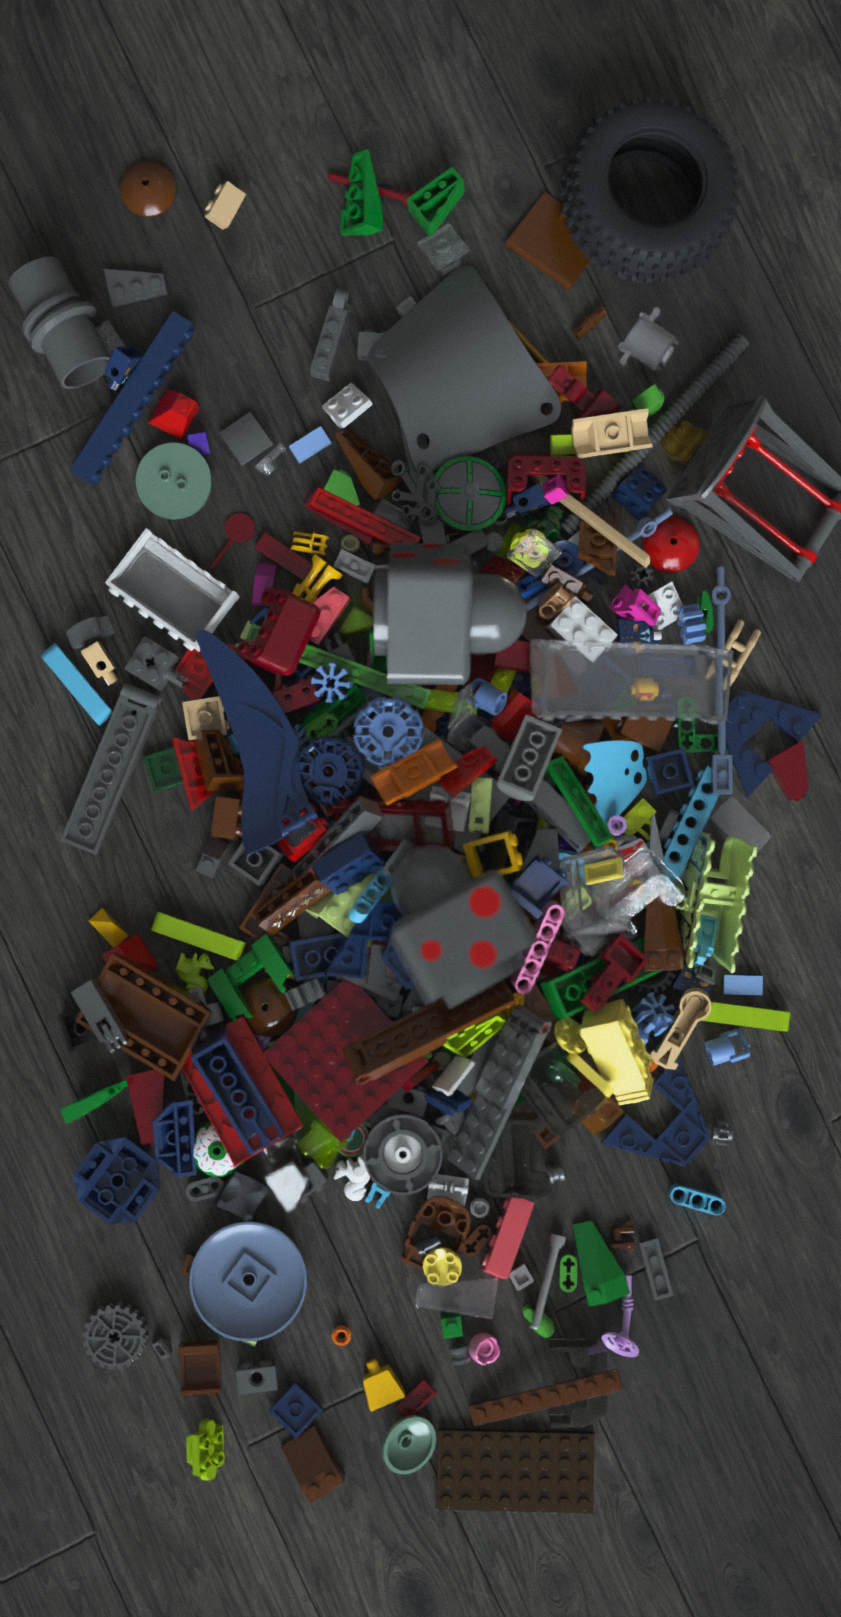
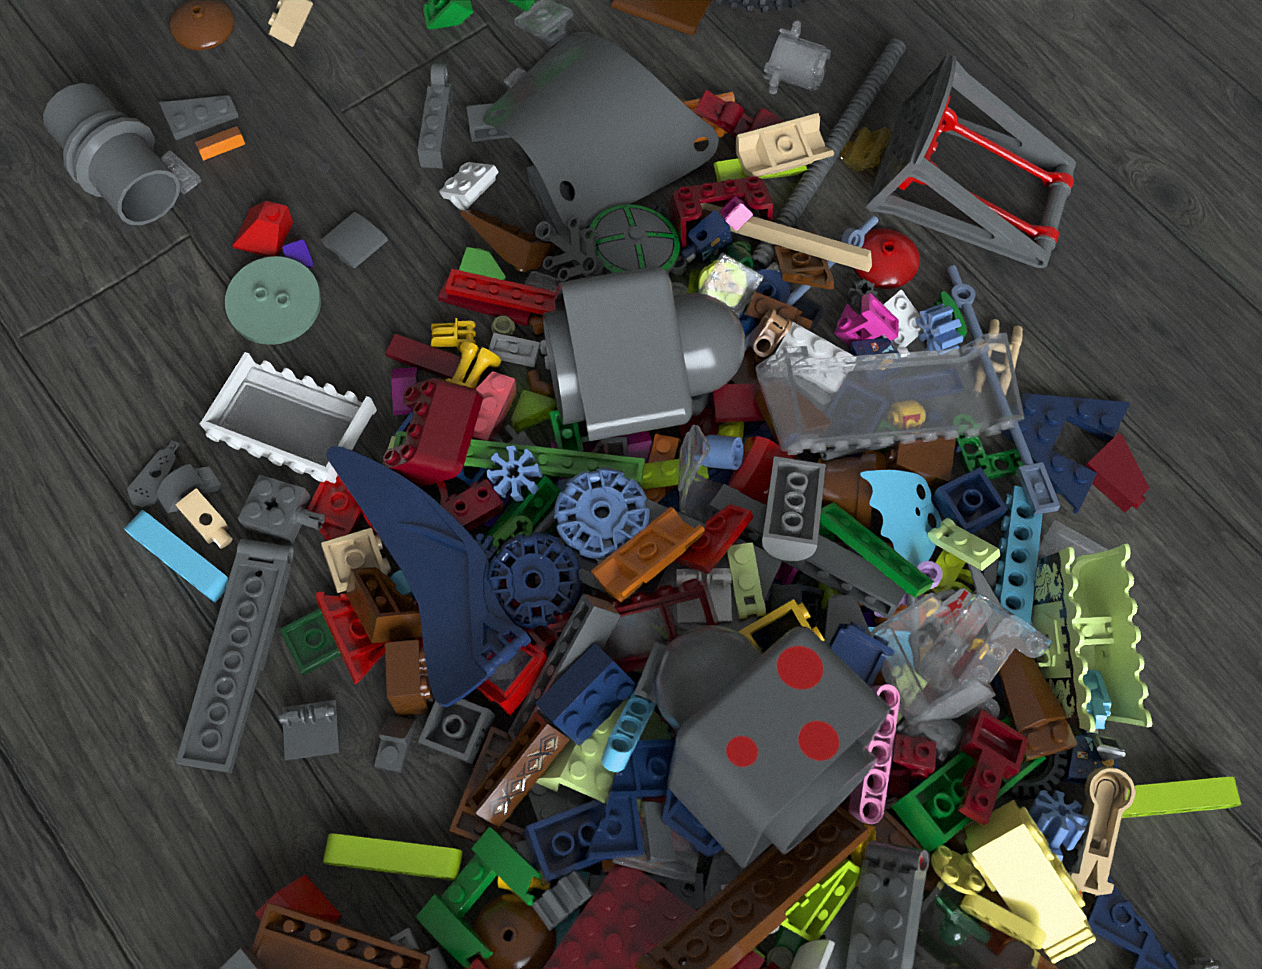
camera: 15 degrees left, 20 degrees down
(59, 617) = (147, 483): none -> dark grey piece
(108, 928) = (260, 875): yellow slope -> none
(122, 365) = (193, 188): dark blue torso -> none
(132, 398) = (208, 225): dark blue brick -> none
(148, 318) = (220, 143): none -> orange slope
(155, 834) = (310, 730): none -> dark grey hinge
(189, 971) = (388, 908): lime animal -> none
(238, 529) = (360, 338): dark red piece -> none
(266, 465) = (383, 260): clear bar -> none
(310, 444) = (432, 233): light blue tile -> none
(589, 322) = (724, 59): reddish brown pin -> none
(603, 871) = (930, 634): light yellow tile -> none
(639, 492) = (831, 210): dark blue bracket -> none
(650, 399) = (818, 104): bright green slope -> none
(651, 806) = (964, 544): none -> yellowish green plate
(721, 1048) = (1165, 850): medium blue piece -> none
(742, 985) = (1156, 756): light blue tile -> none

